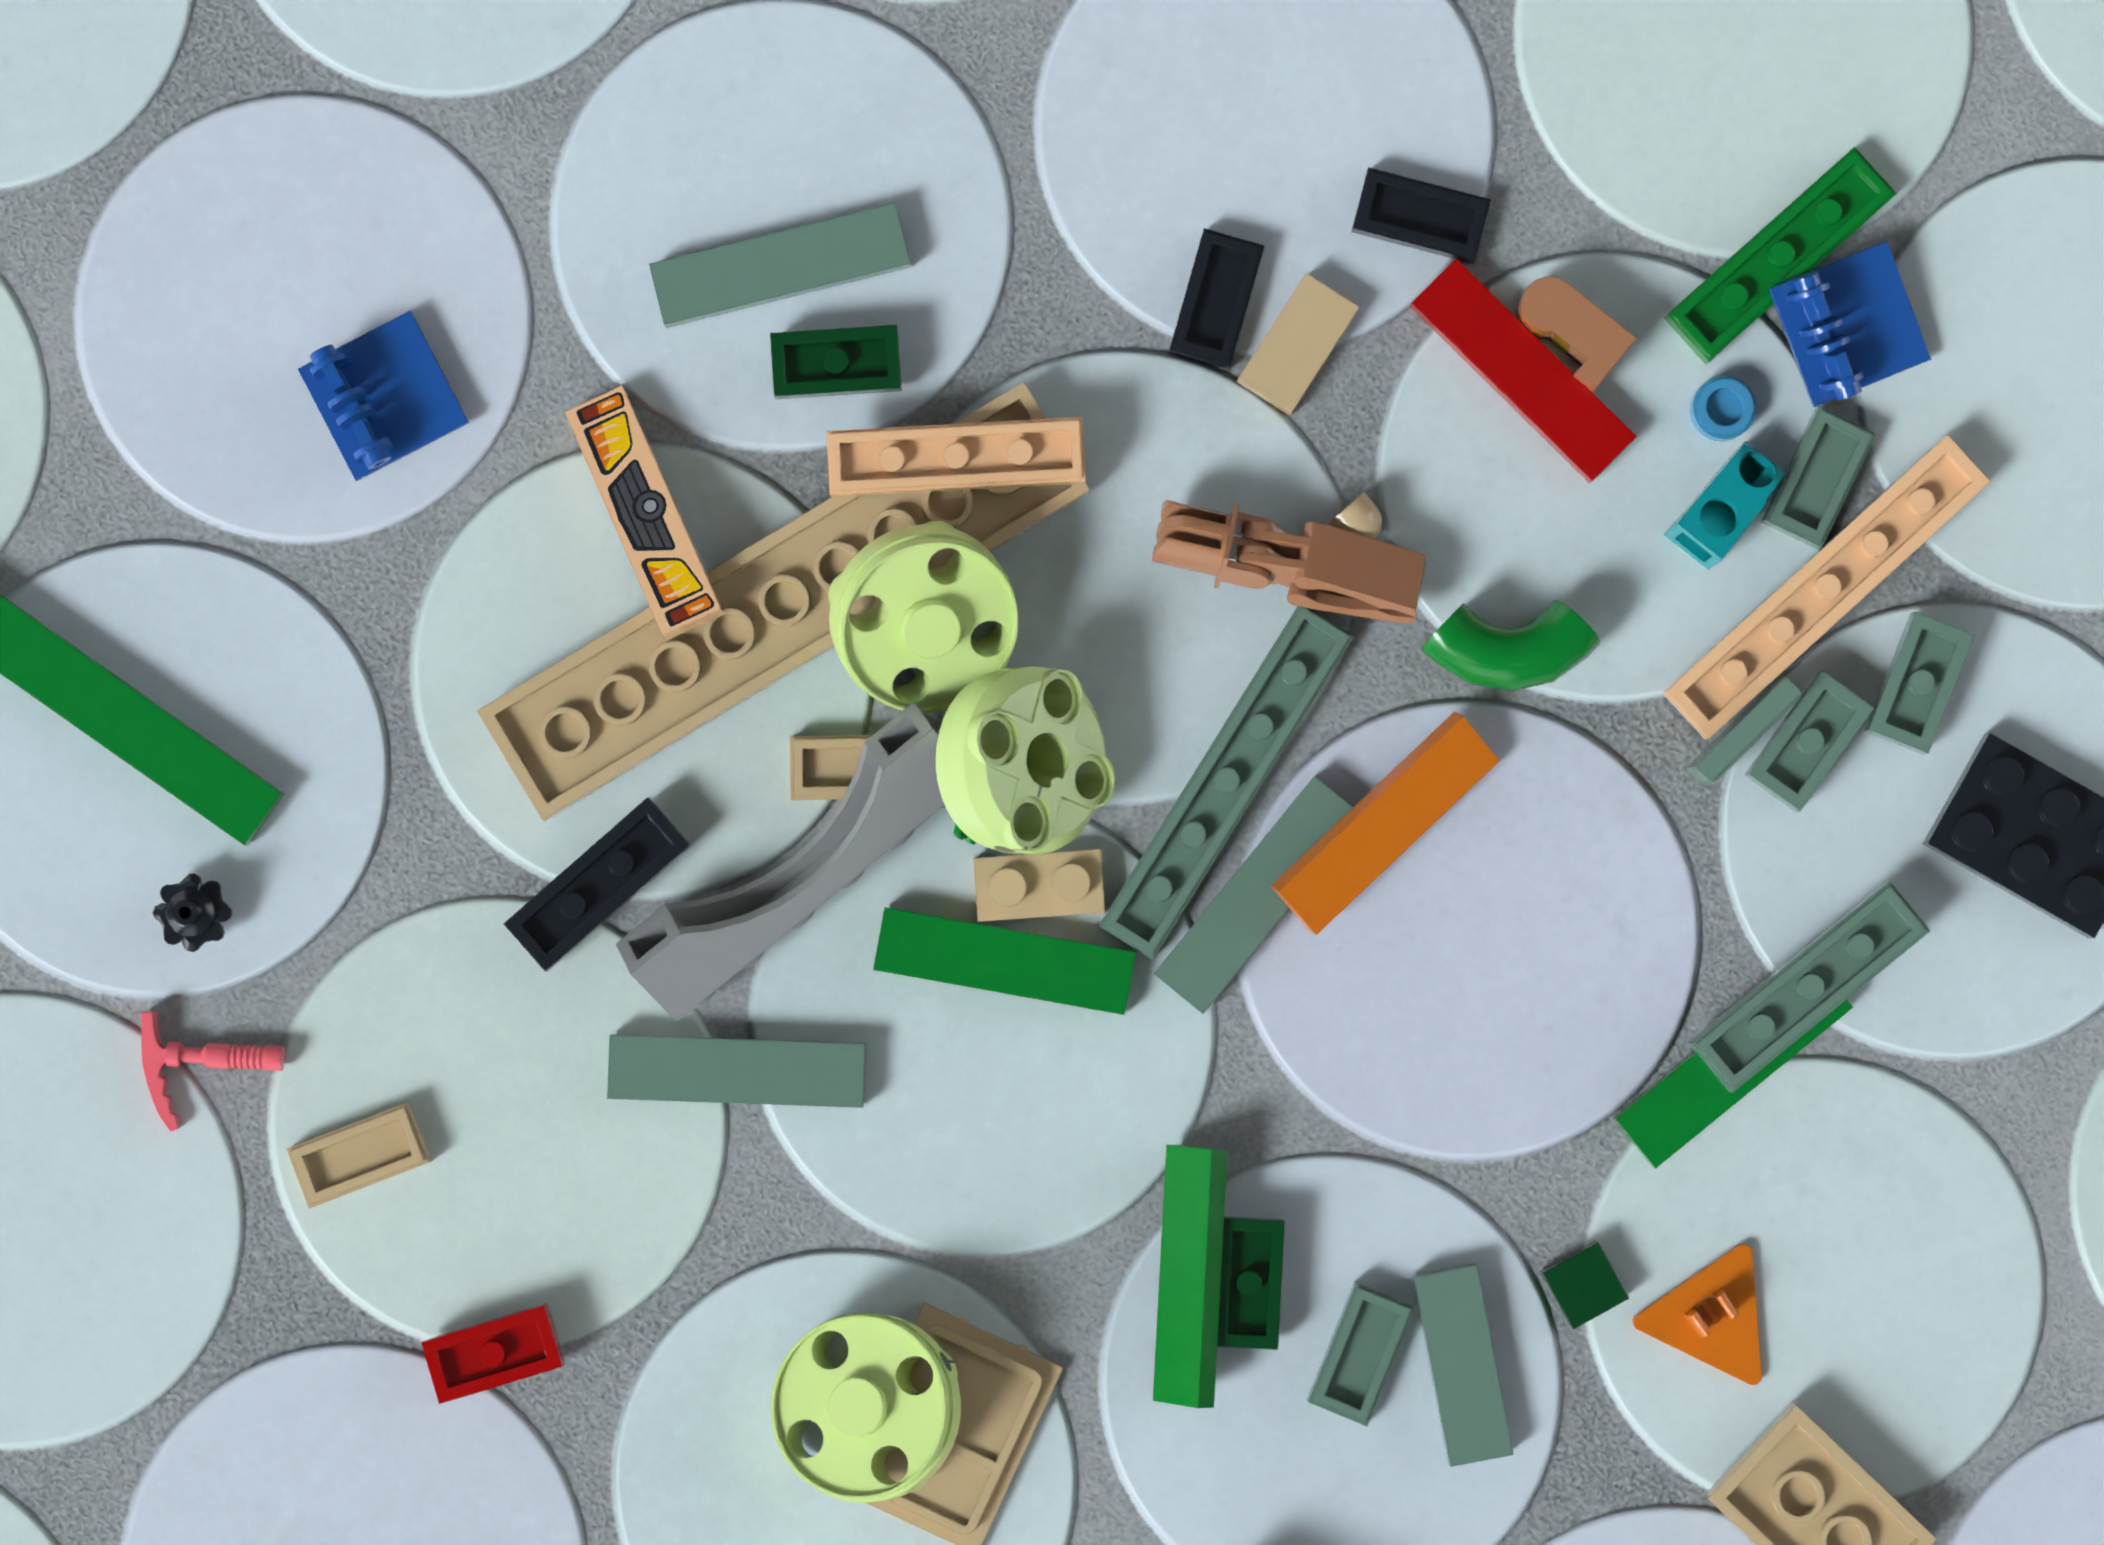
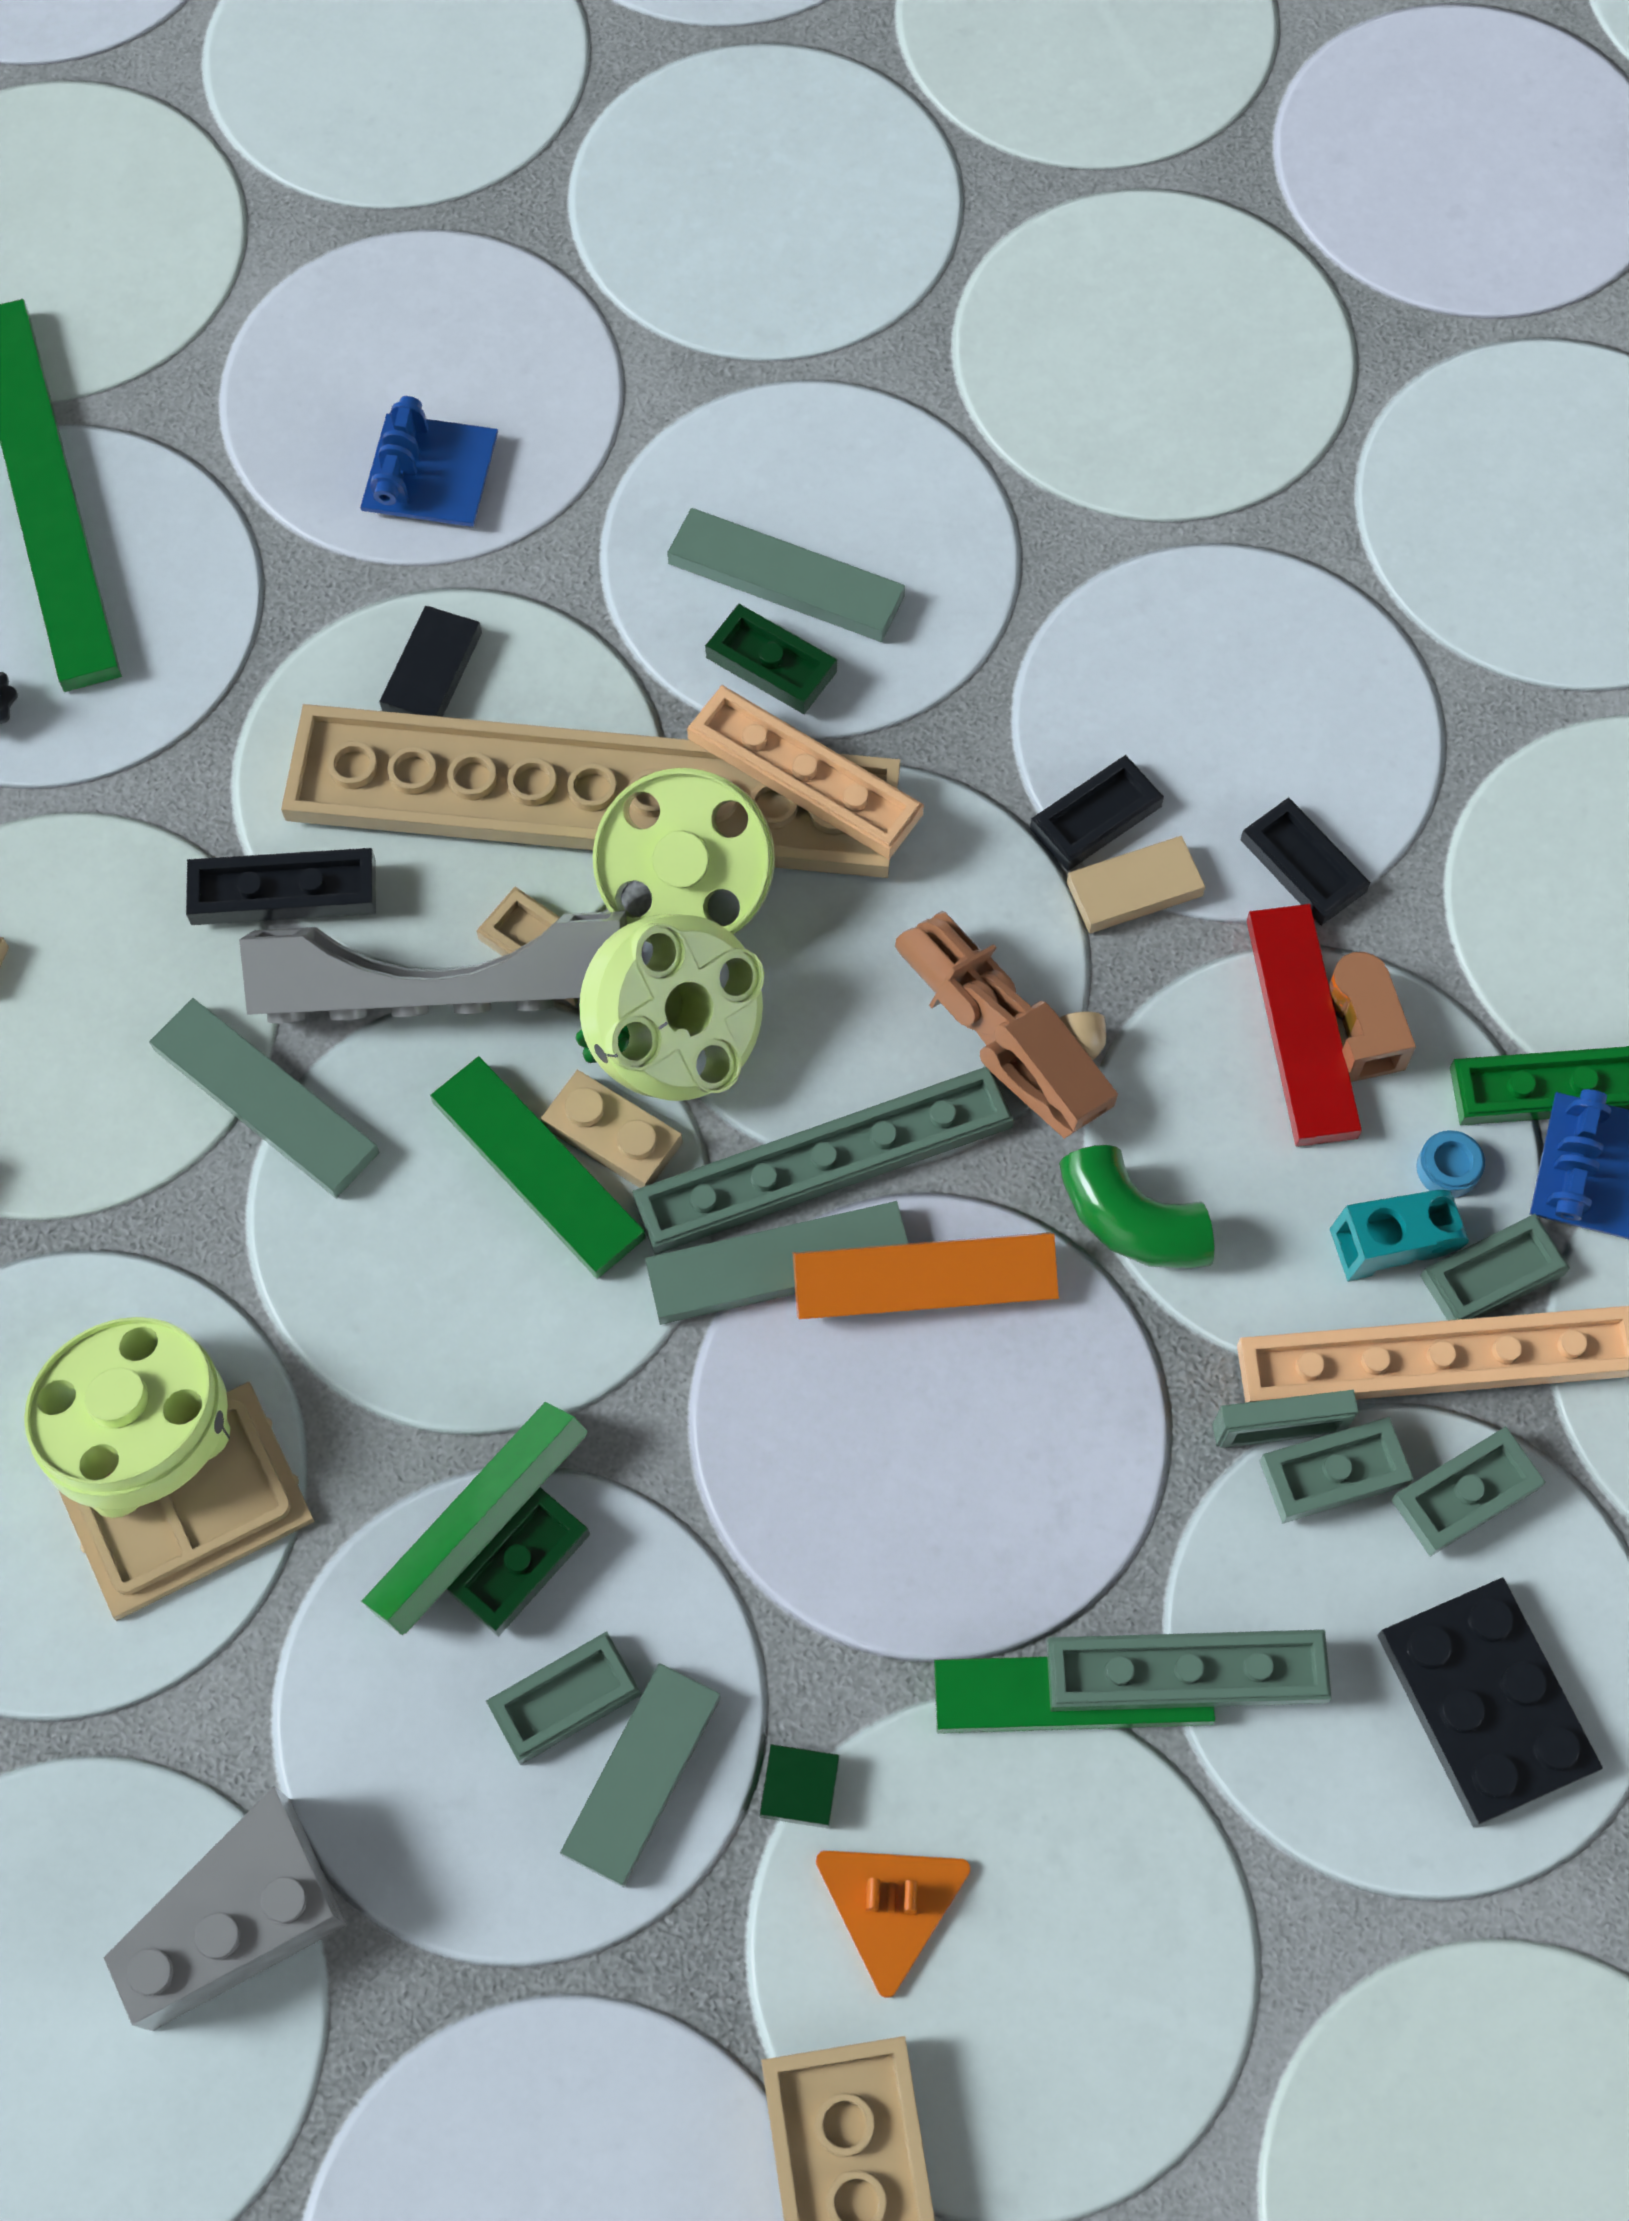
camera: 40 degrees right, 20 degrees down
(547, 586) = (431, 664): none -> black tile
(644, 513) = (541, 660): tile -> none

